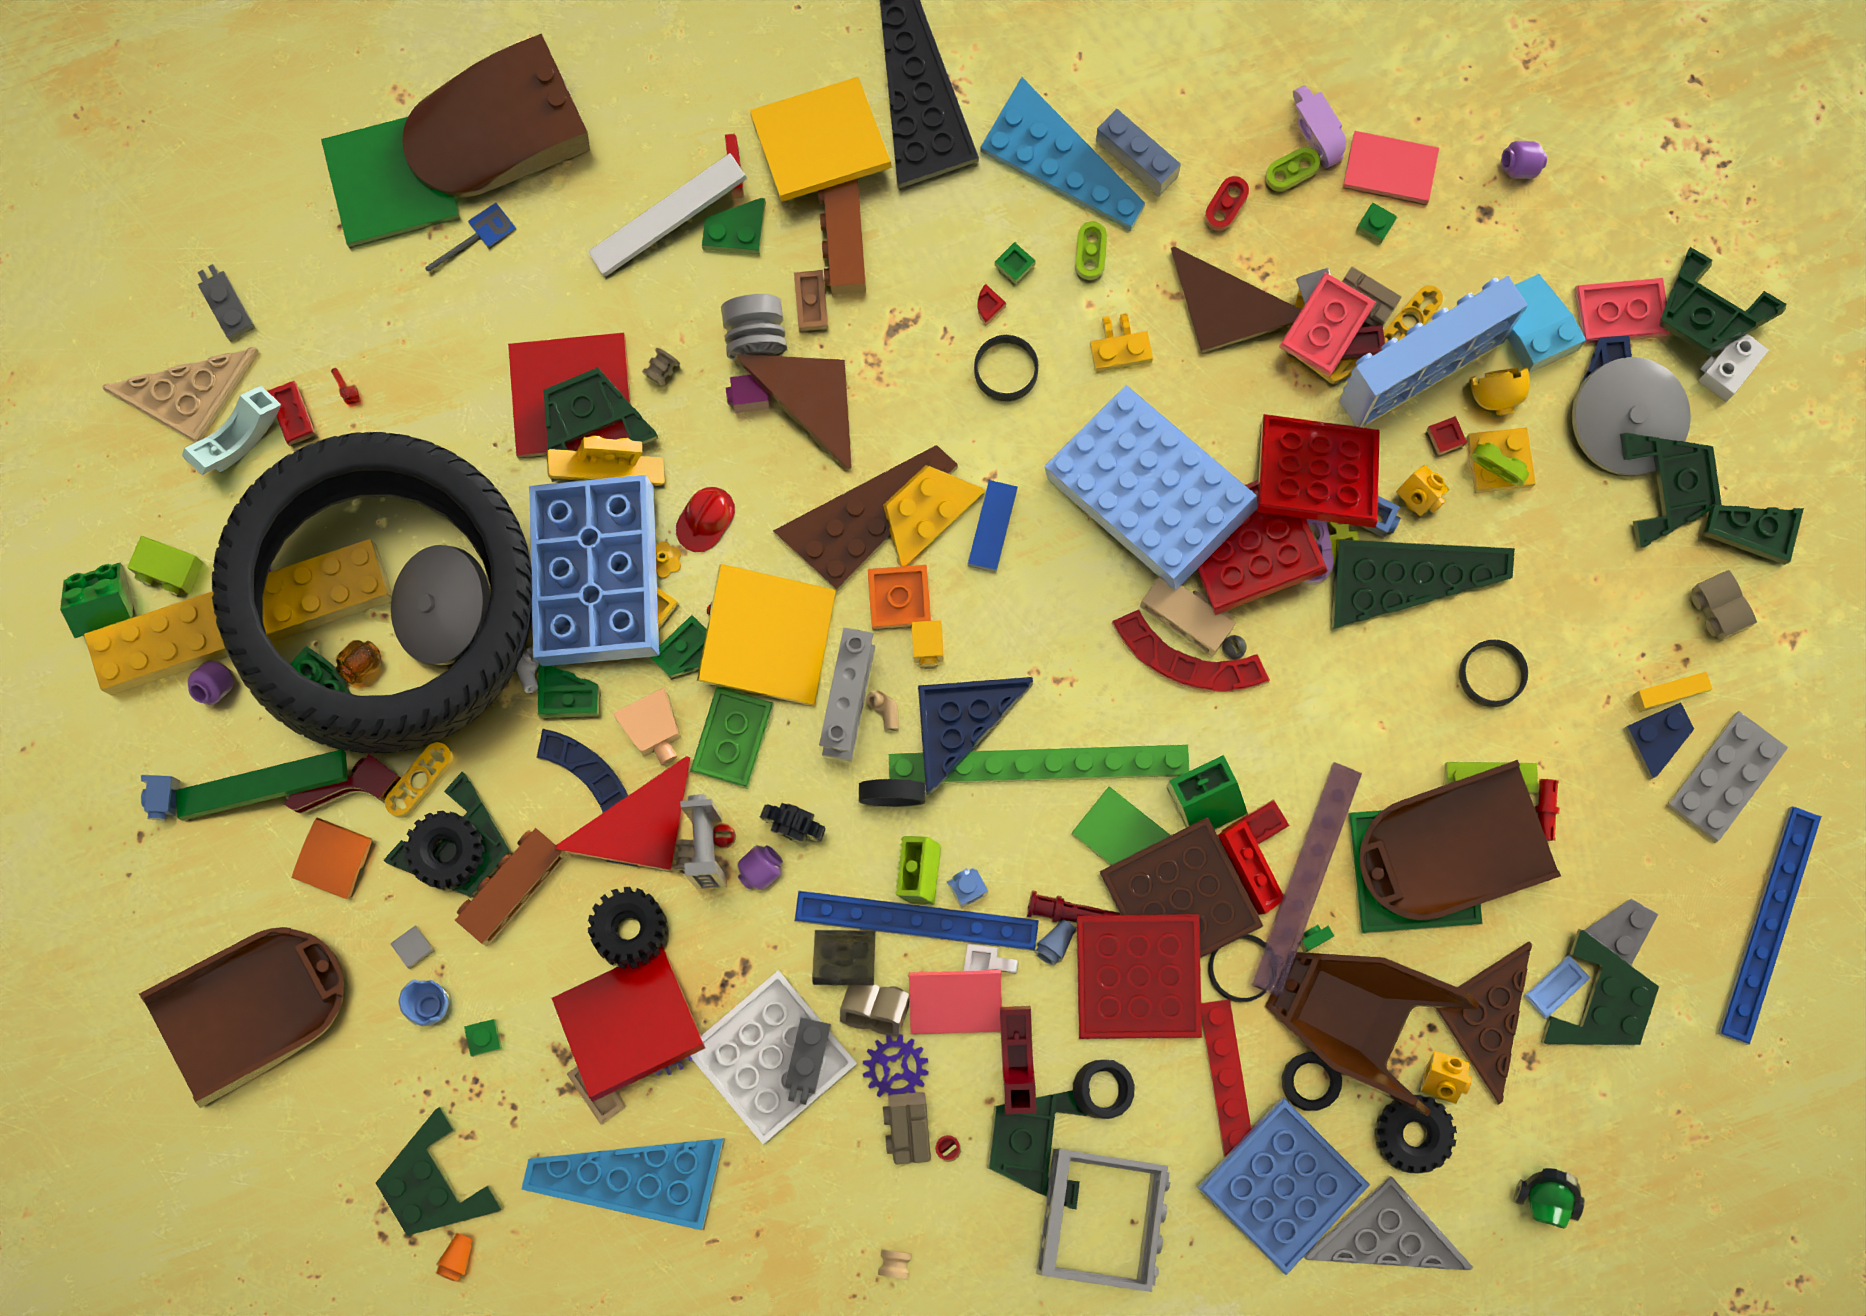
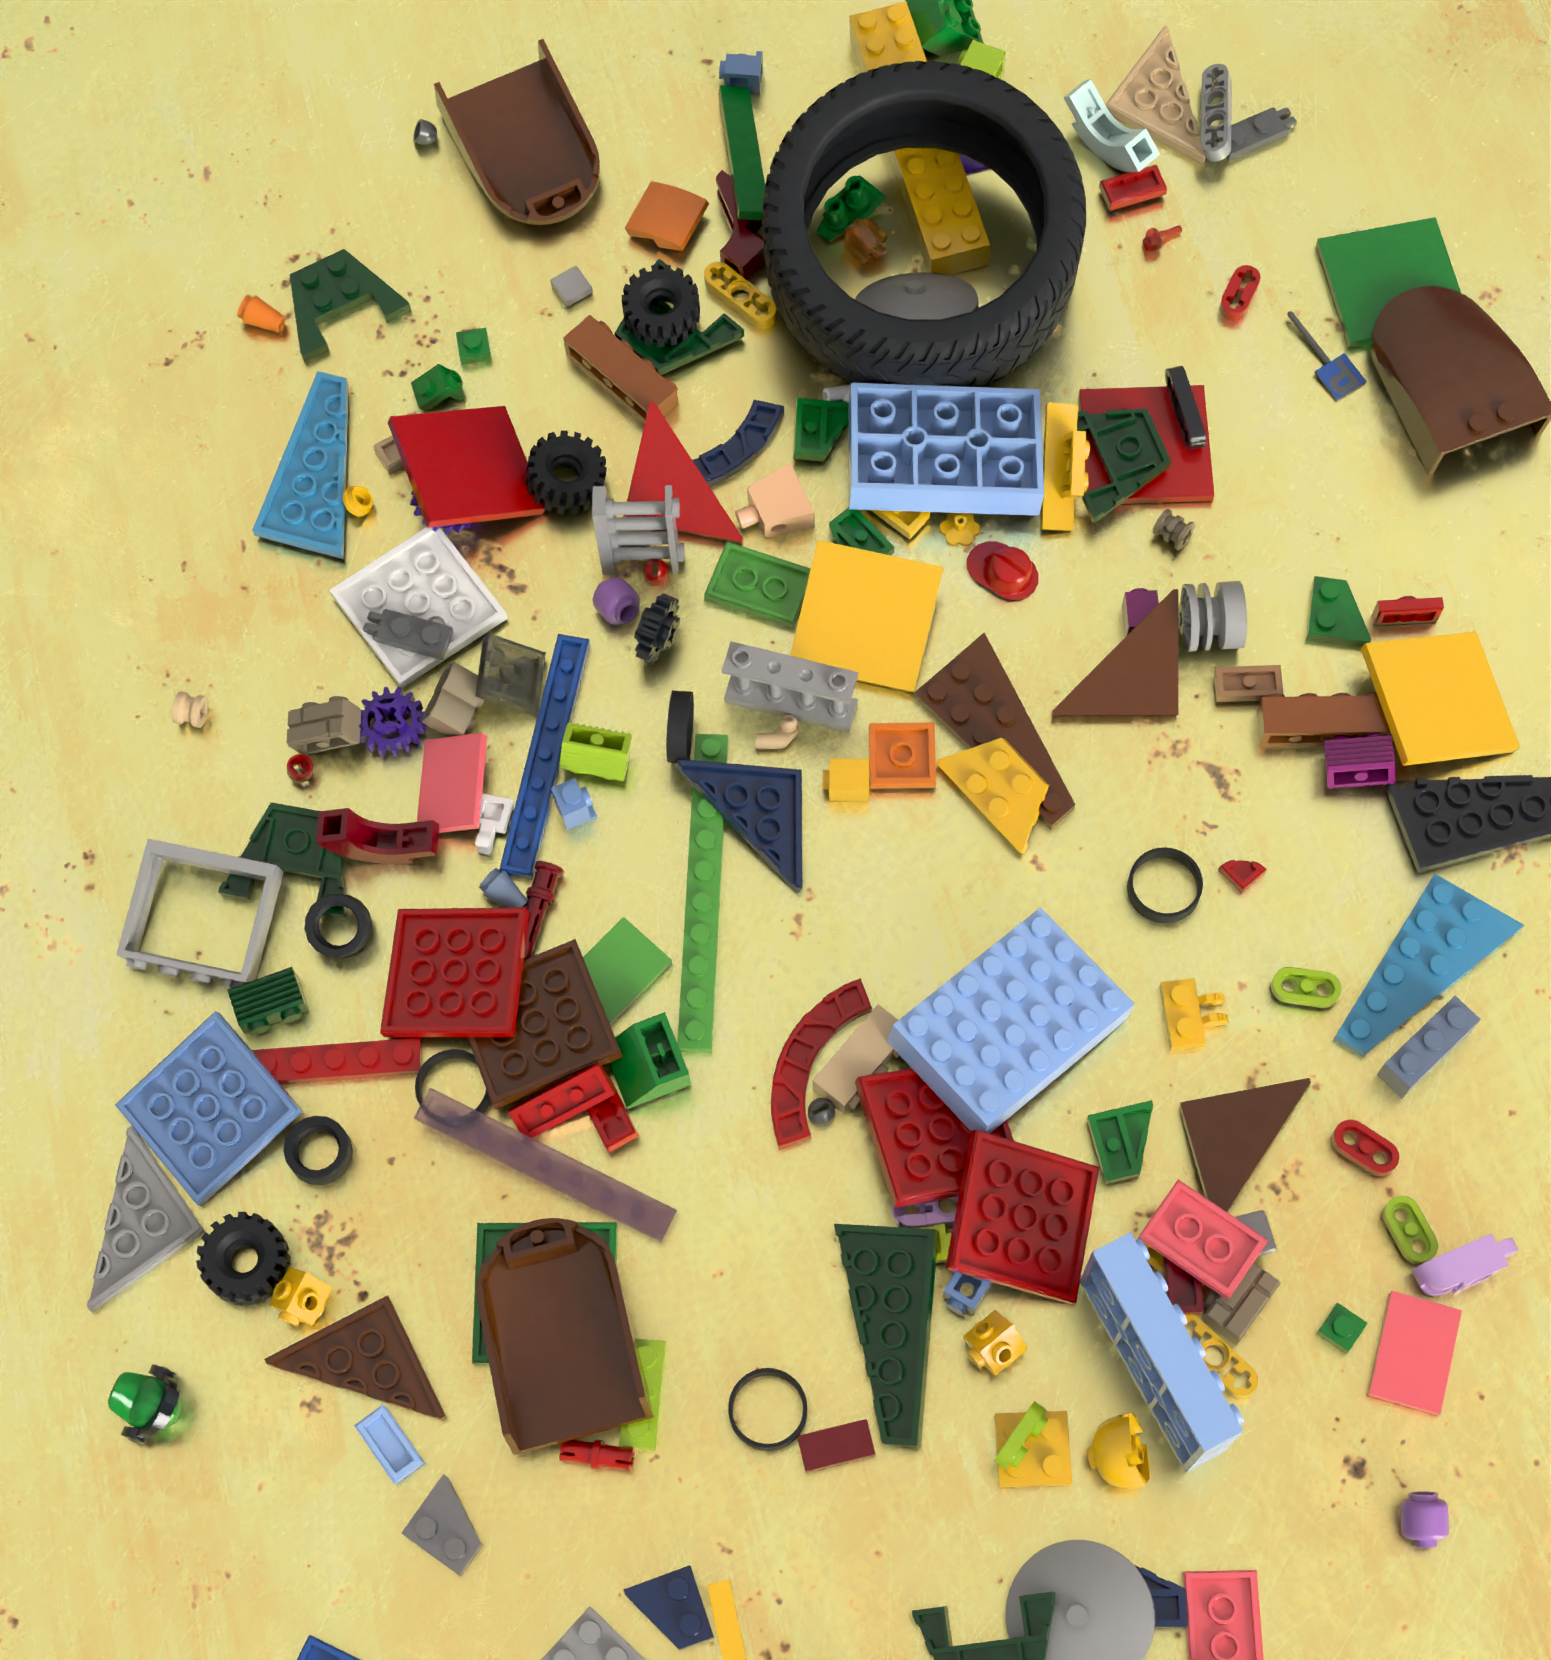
camera: 95 degrees right, 10 degrees down
(206, 333) = (1220, 111): none -> light grey beam
(233, 1117) = (425, 132): none -> dark grey hinge
(408, 307) = (1234, 290): none -> red beam
(423, 1002) = (512, 289): medium blue hair -> none
(533, 1067) = (437, 386): none -> green bracket
(538, 357) = (1185, 408): none -> black beam
(663, 1130) = (357, 500): none -> yellow plate
(667, 215) = (1349, 540): white tile -> none
(883, 205) = (1359, 761): none -> magenta brick
(992, 526) = (979, 859): blue tile -> none
(1014, 263) = (1291, 901): green plate -> none
(1179, 1146) = (268, 1001): none -> dark green brick
(1238, 398) = (1121, 1140): none -> green wing
(1315, 937) = (477, 1168): green plate -> none
(1355, 1011) = (377, 1199): reddish brown windscreen -> none
(1447, 435) = (1064, 1383): red plate -> none
(1516, 616) = (836, 1445): none -> dark red tile
(1545, 328) = (1207, 1510): medium azure slope -> none
(1617, 1003) = (359, 1511): dark green wing -> none

